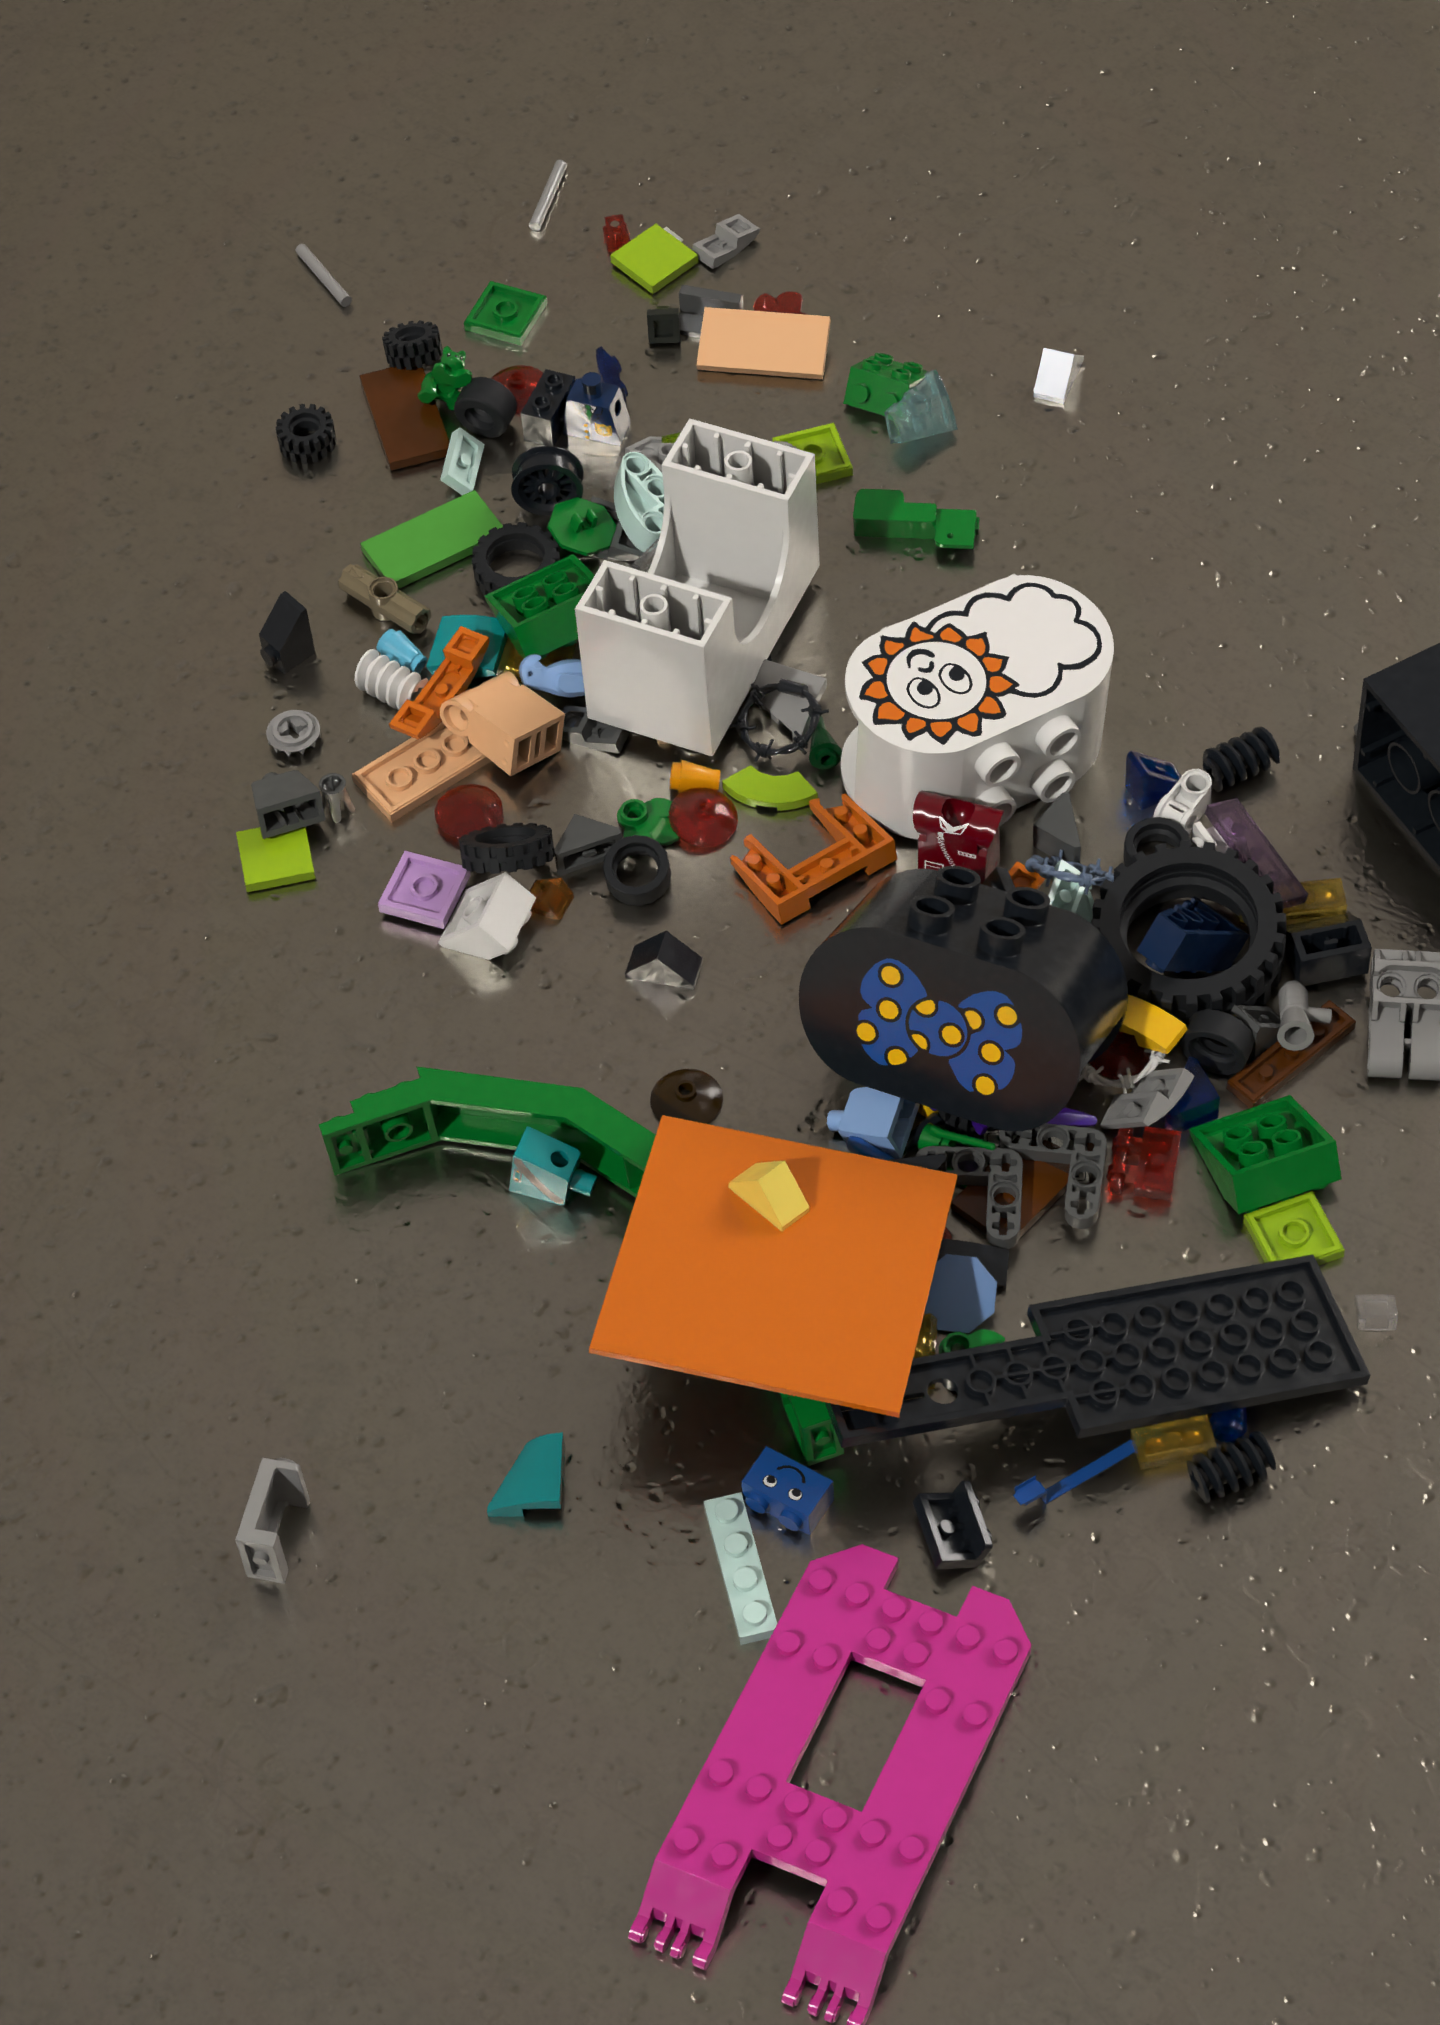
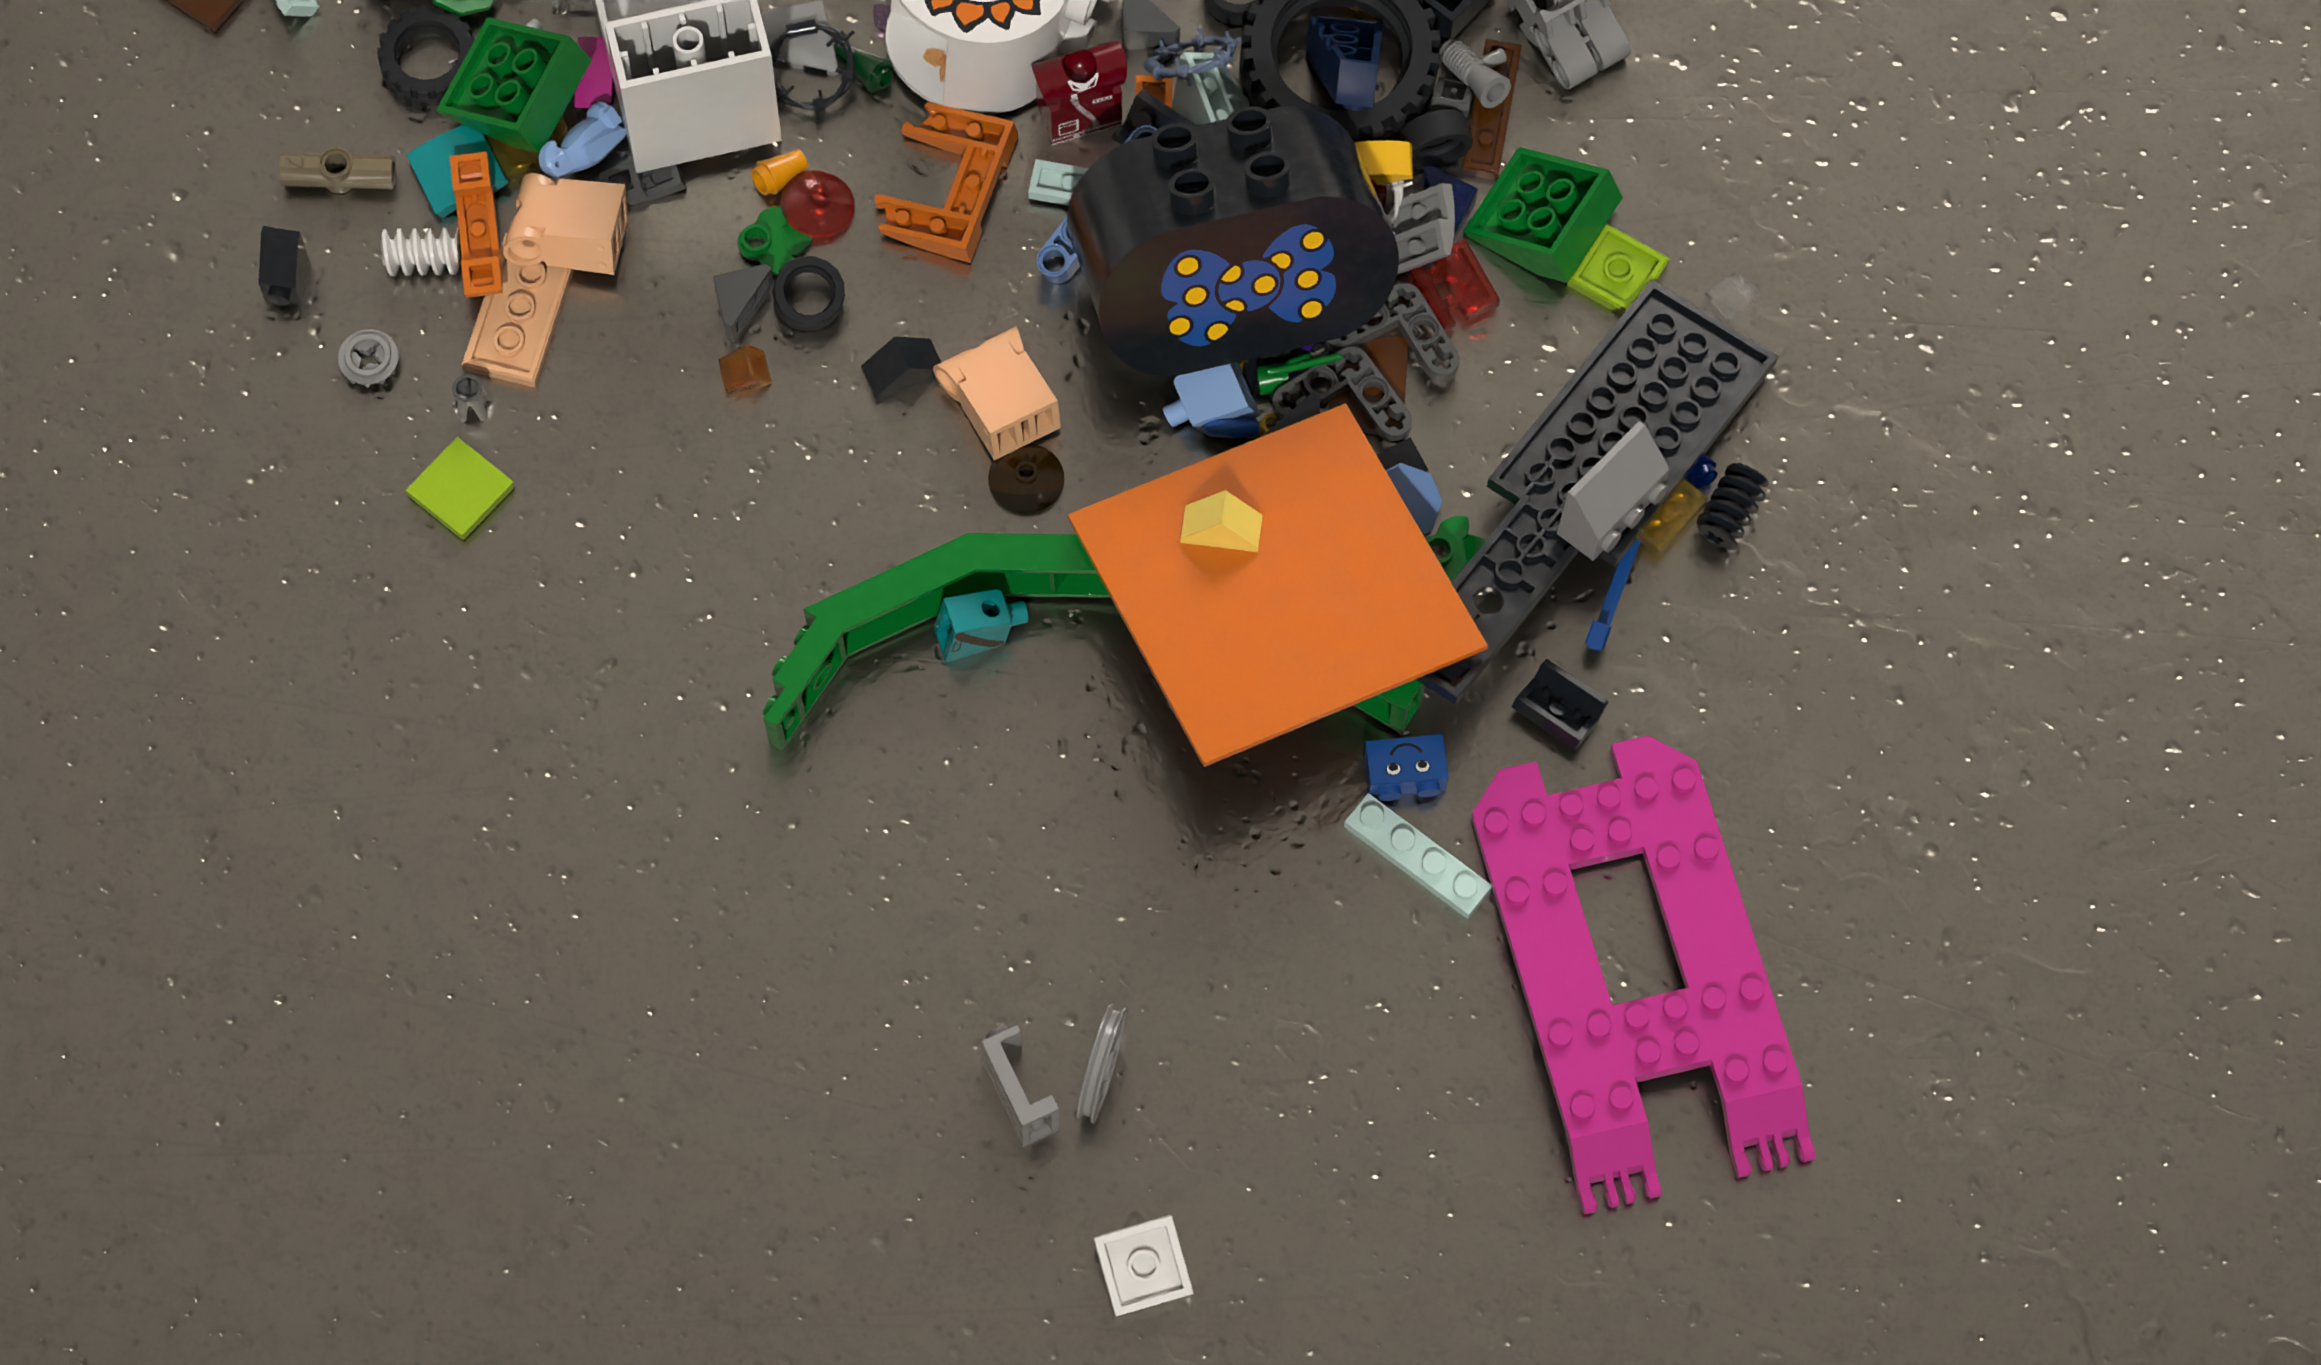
camera: 45 degrees left, 15 degrees up
(246, 1722) = (1143, 1265): none -> white hinge
(286, 803) = (432, 432): dark grey torso -> none
(306, 446) = (105, 62): black tyre -> none
(342, 1541) = (1102, 1063): none -> light grey wedge
(401, 649) = (400, 213): medium azure cone -> none
(424, 889) = (630, 434): lavender plate -> none
(430, 539) = (324, 80): bright green tile -> none
(468, 809) = (601, 333): clear red dish -> none
(489, 918) = (713, 425): white slope -> none
(506, 848) = (691, 365): black tyre -> none
(533, 1479) = (1191, 898): teal slope -> none
(716, 1023) = (1001, 393): none -> light nougat piece
(765, 790) = (853, 141): lime tile -> none
(1114, 1369) = (1614, 493): none -> light grey slope

